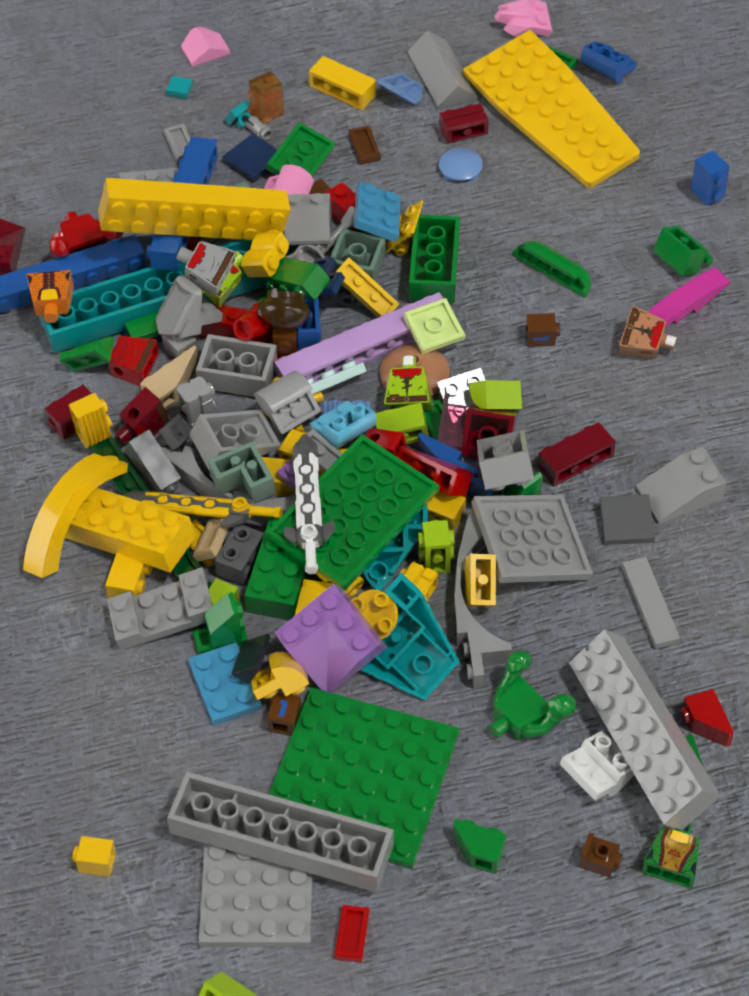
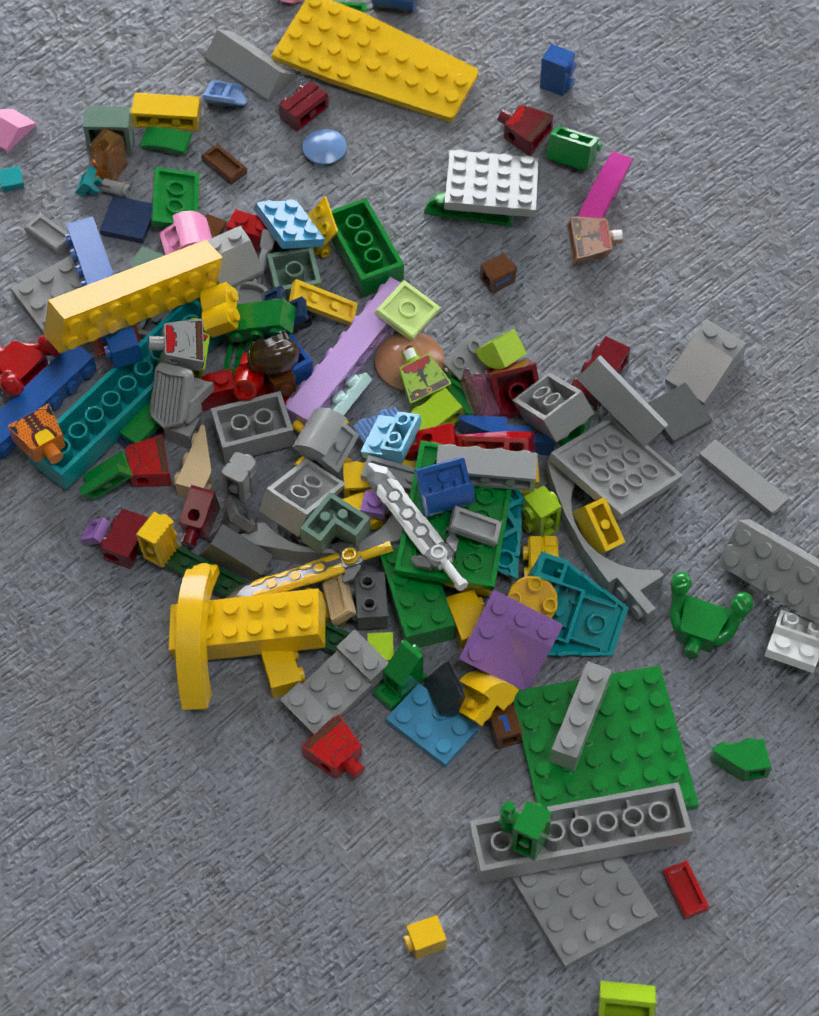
camera: 30 degrees left, 5 degrees up
(52, 395) = (95, 531): none -> medium lavender plate
(126, 662) = (335, 749): none -> red torso
(223, 797) = (527, 828): none -> green brick
(288, 71) = (113, 118): none -> sand green brick
(327, 105) = (166, 139): none -> green slope
(347, 478) = (444, 487): none -> blue brick
(351, 733) = (580, 716): none -> light grey brick
(357, 525) = (474, 526): none -> light grey tile
(400, 480) = (494, 466): none -> light grey brick
(570, 482) = (622, 401): none -> light grey slope
(585, 251) = (491, 183): none -> plate
(650, 216) = (526, 127): none -> dark red torso

